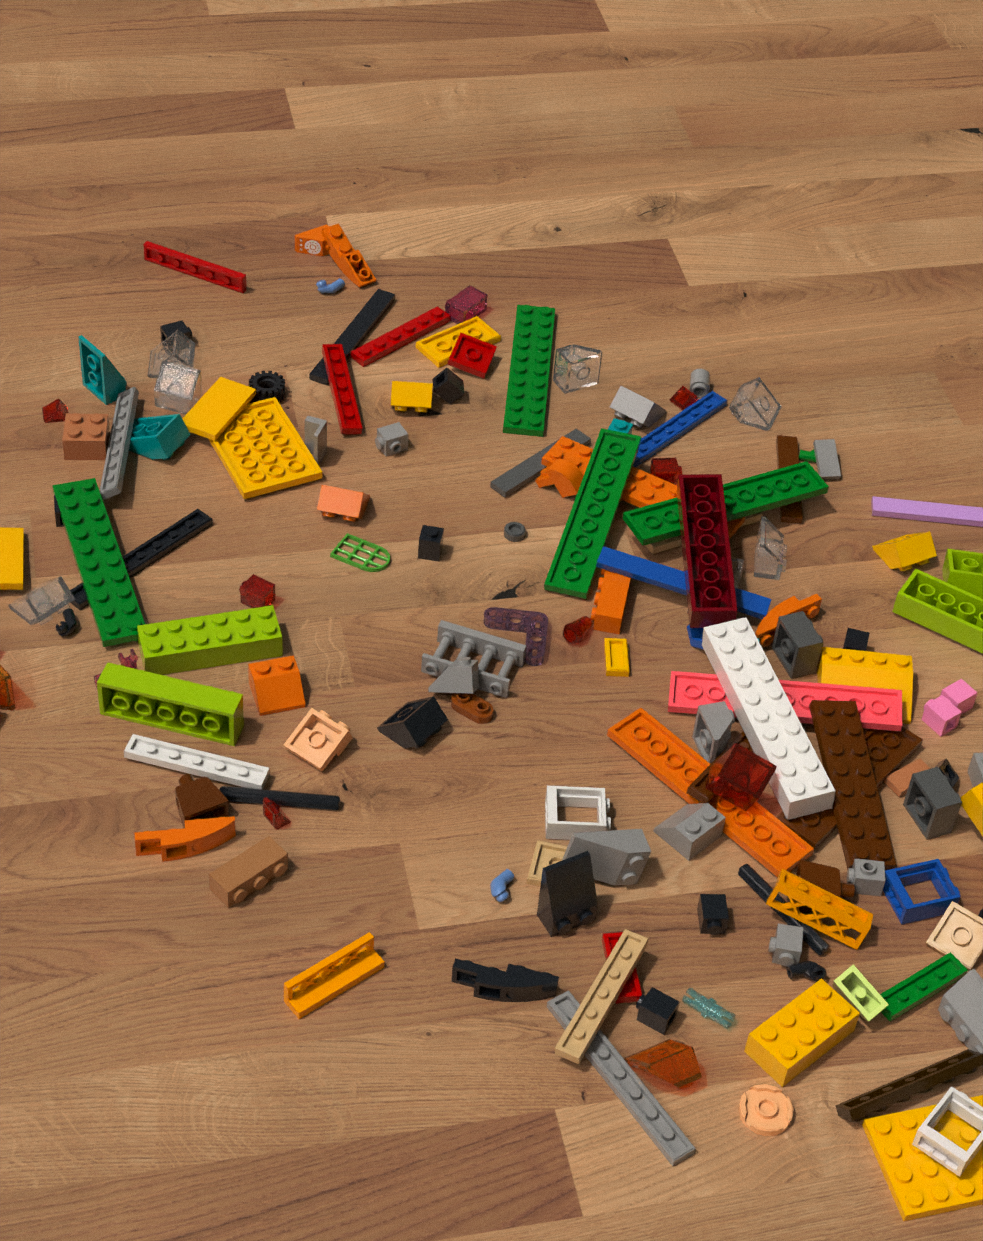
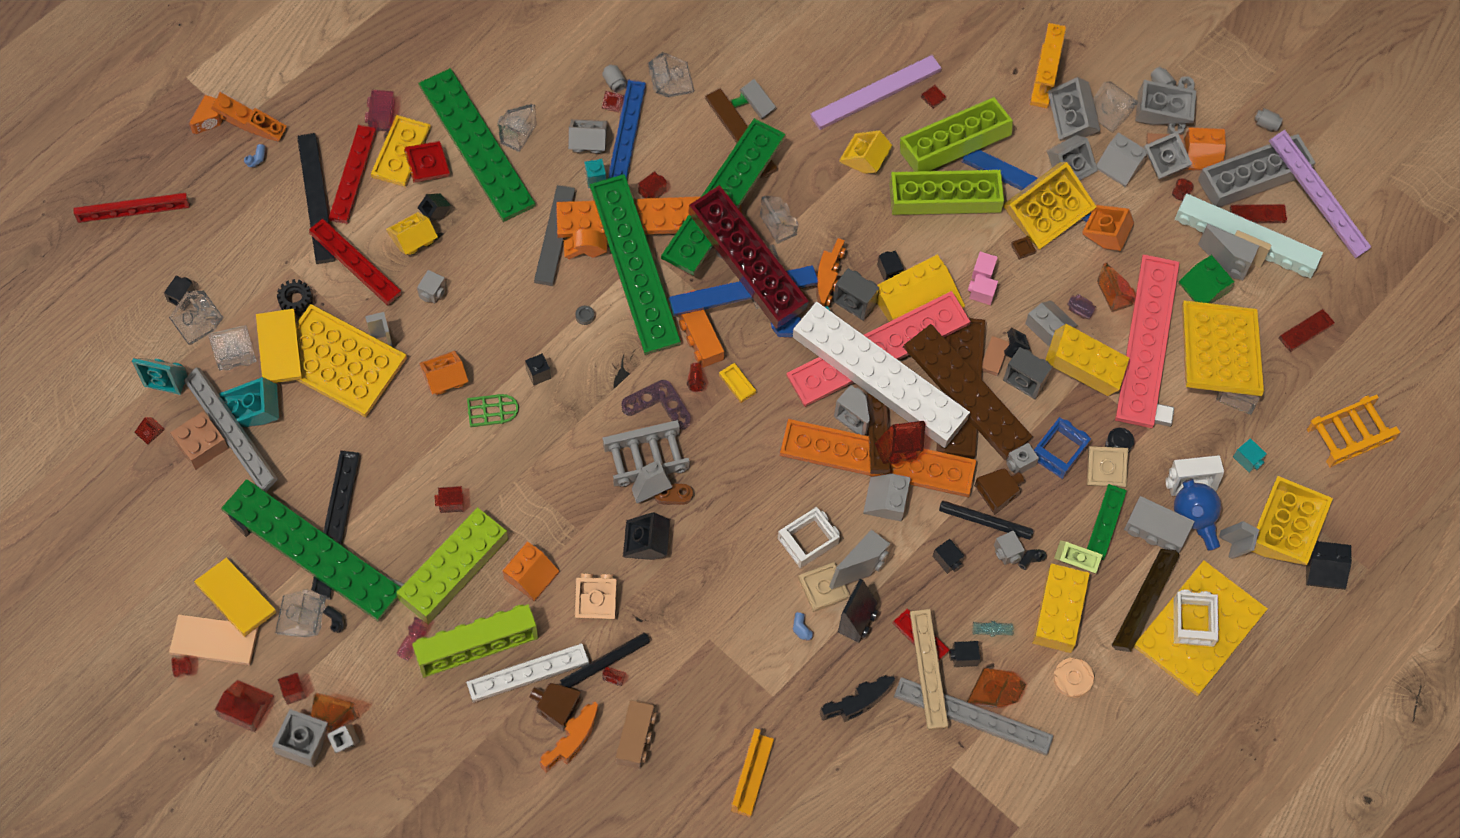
camera: 35 degrees left, 20 degrees up
(823, 905) = (1014, 504): light orange fence -> none

